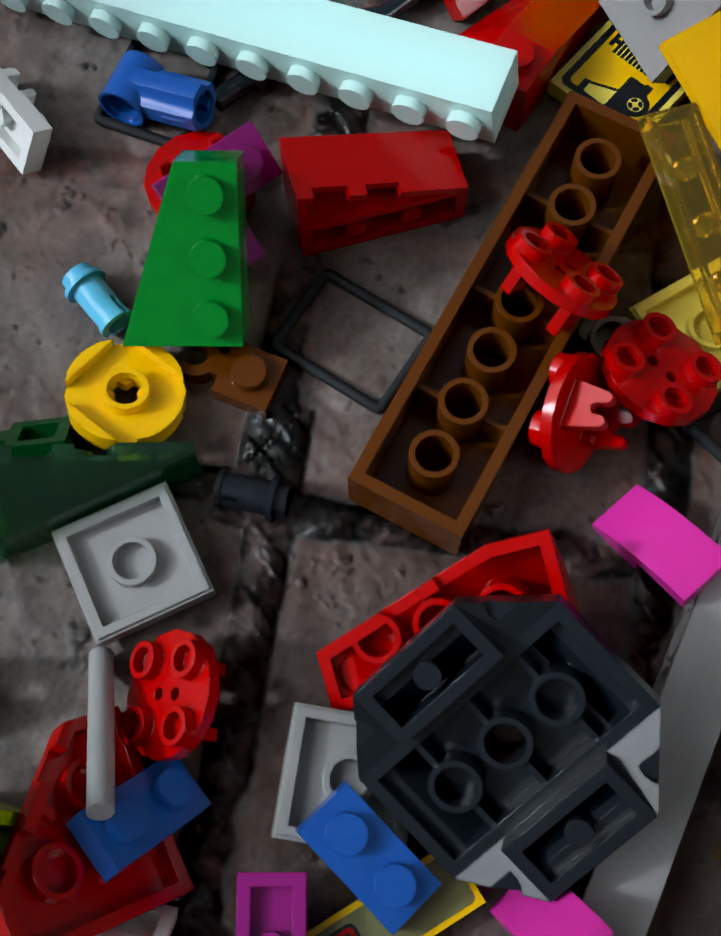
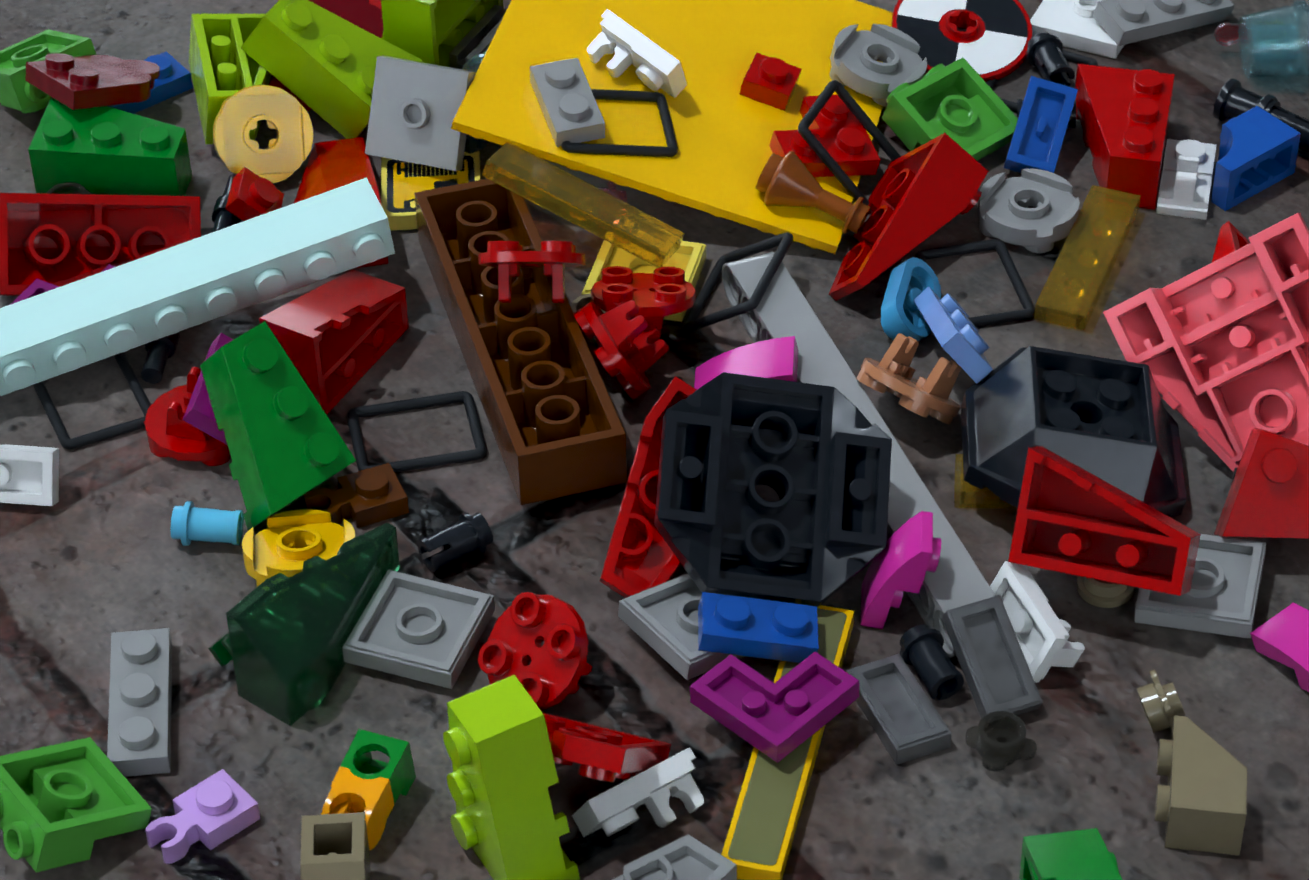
camera: 45 degrees left, 30 degrees down
(100, 735) = (537, 686): light grey bar -> none
(144, 91) = (91, 398): blue piece -> none
(146, 814) = (593, 708): blue plate -> none

